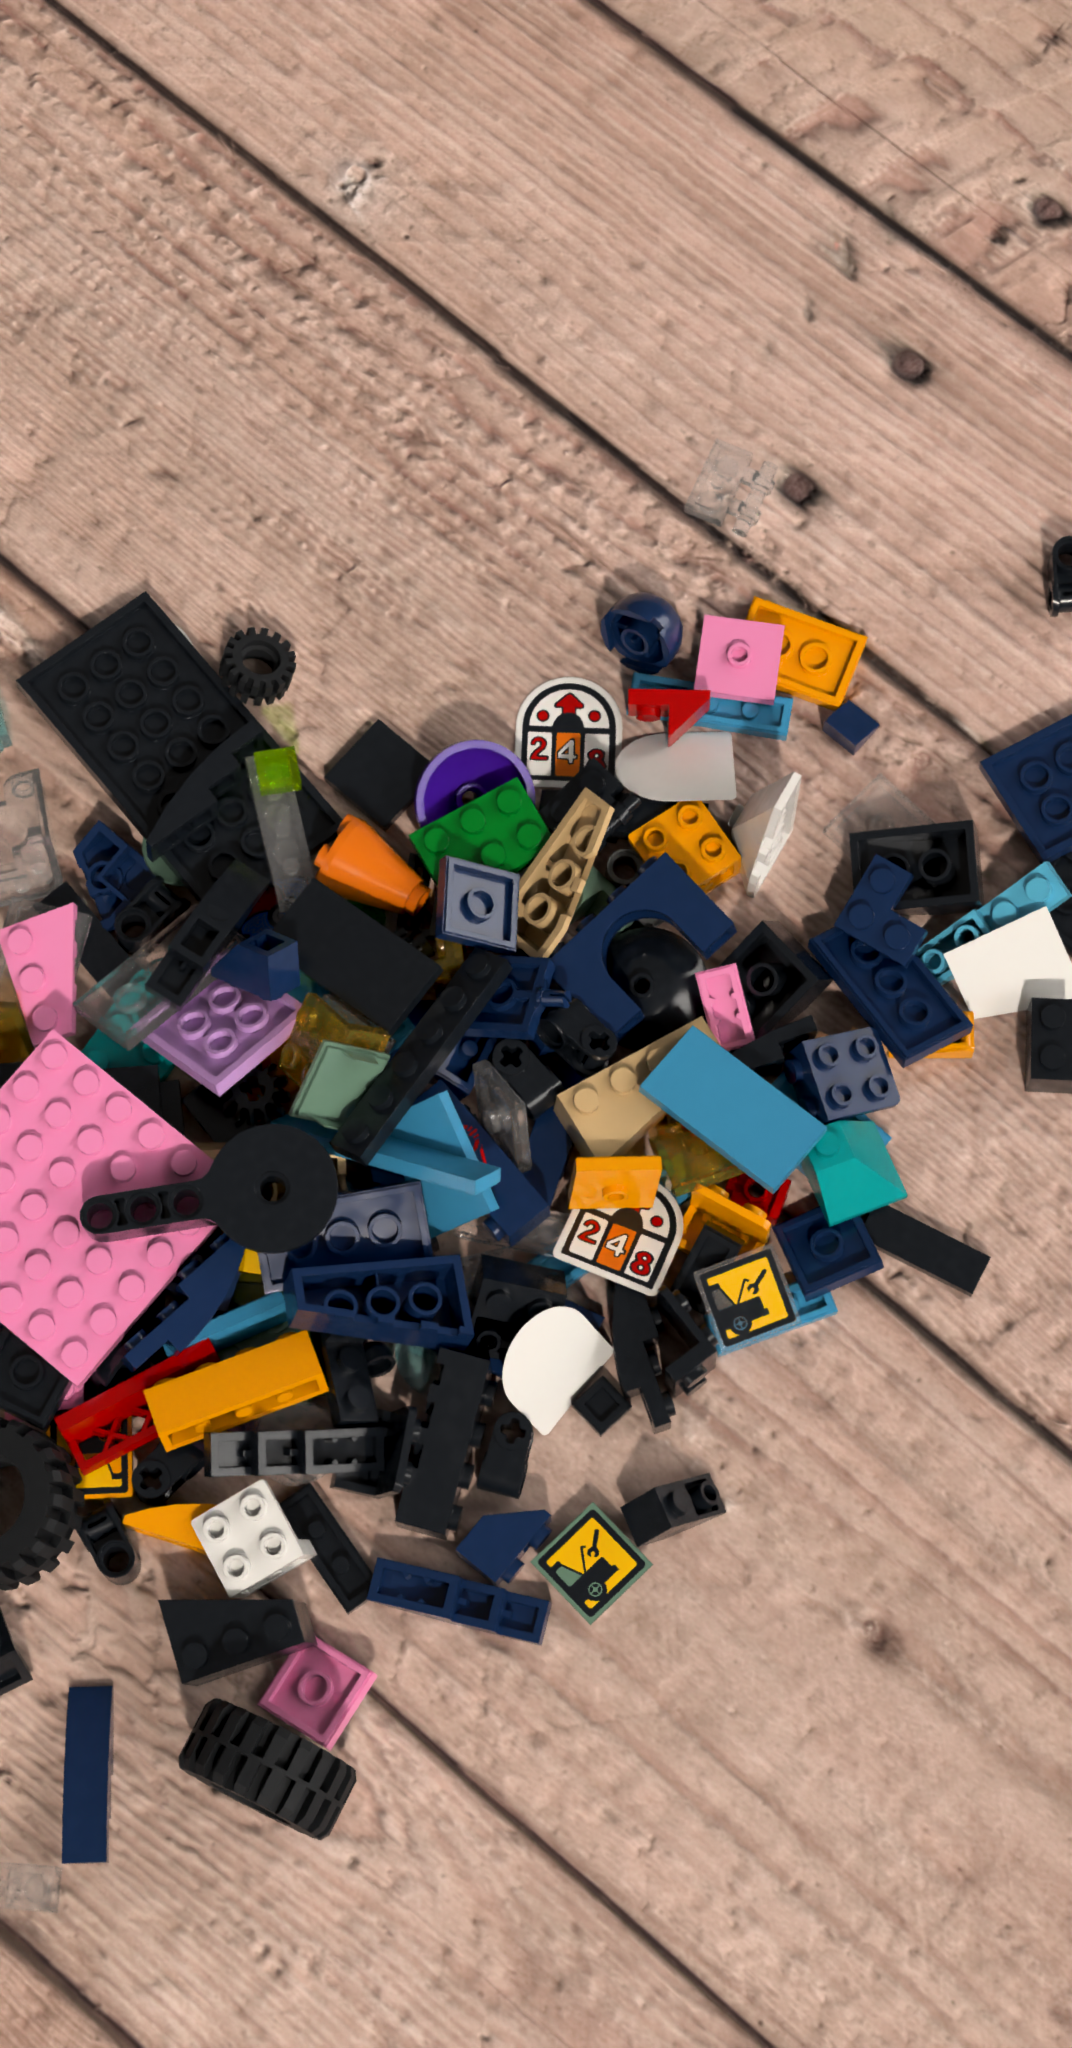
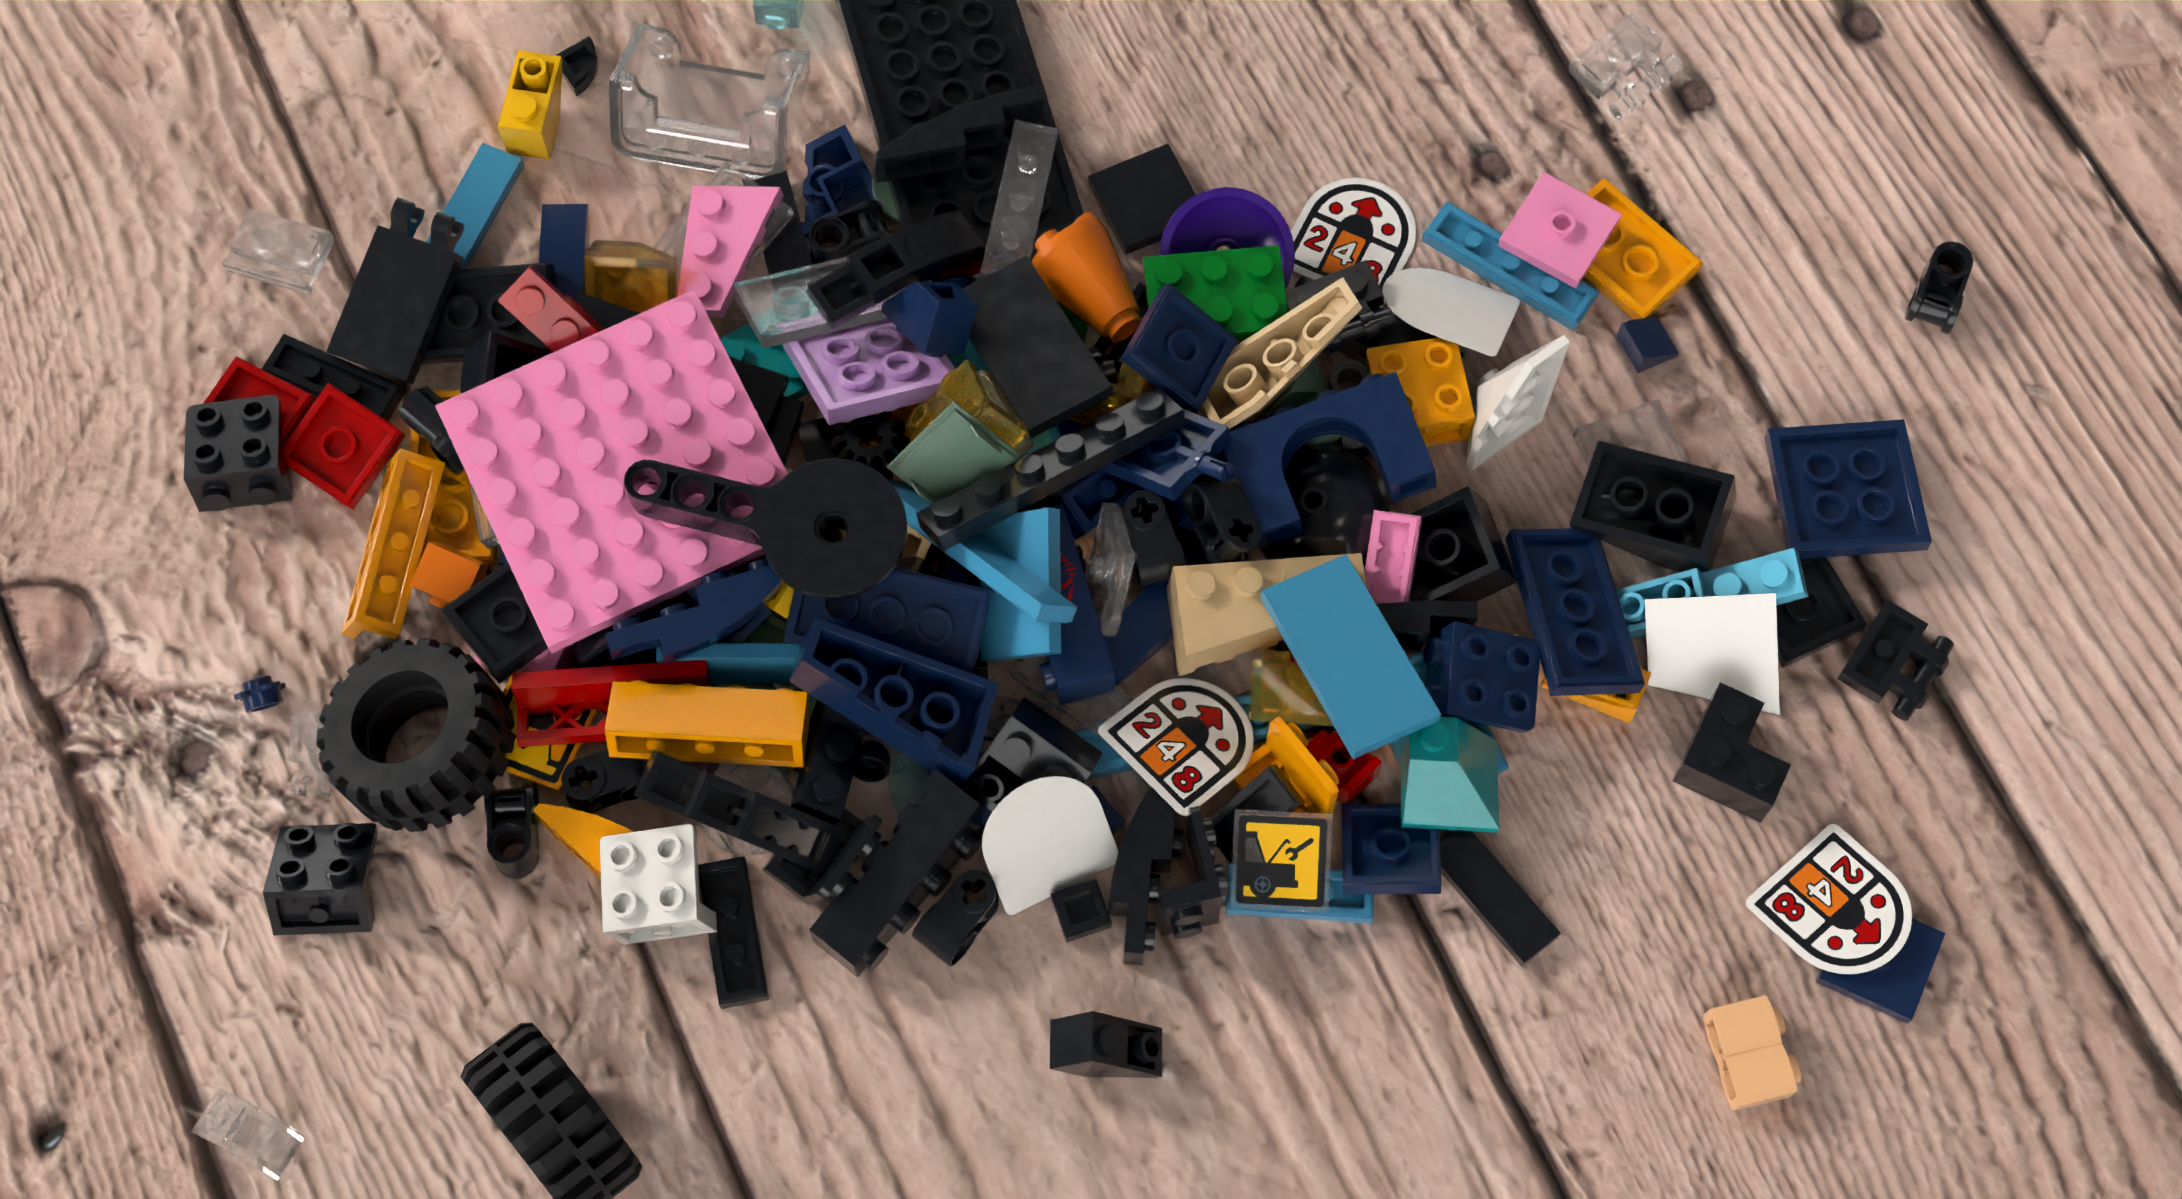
camera: 20 degrees right, 5 degrees down
(88, 1775) = (375, 1051): dark blue slope -> none
(233, 1635) = (589, 974): black wedge -> none
(252, 684) = (1080, 28): black tyre -> none
(277, 771) = (1040, 142): clear neon green plate -> none
(318, 1692) = (650, 1070): bright pink plate -> none
(459, 1601) = (840, 1044): dark blue slope -> none
(501, 1541) = (911, 1001): dark blue slope -> none
(591, 1563) = (994, 1065): piece -> none
(614, 1182) = (1194, 680): light orange plate -> none
(643, 631) = (1473, 163): dark blue cylinder -> none
(681, 707) = (1477, 247): red slope -> none
(871, 913) = (1585, 530): dark blue plate -> none

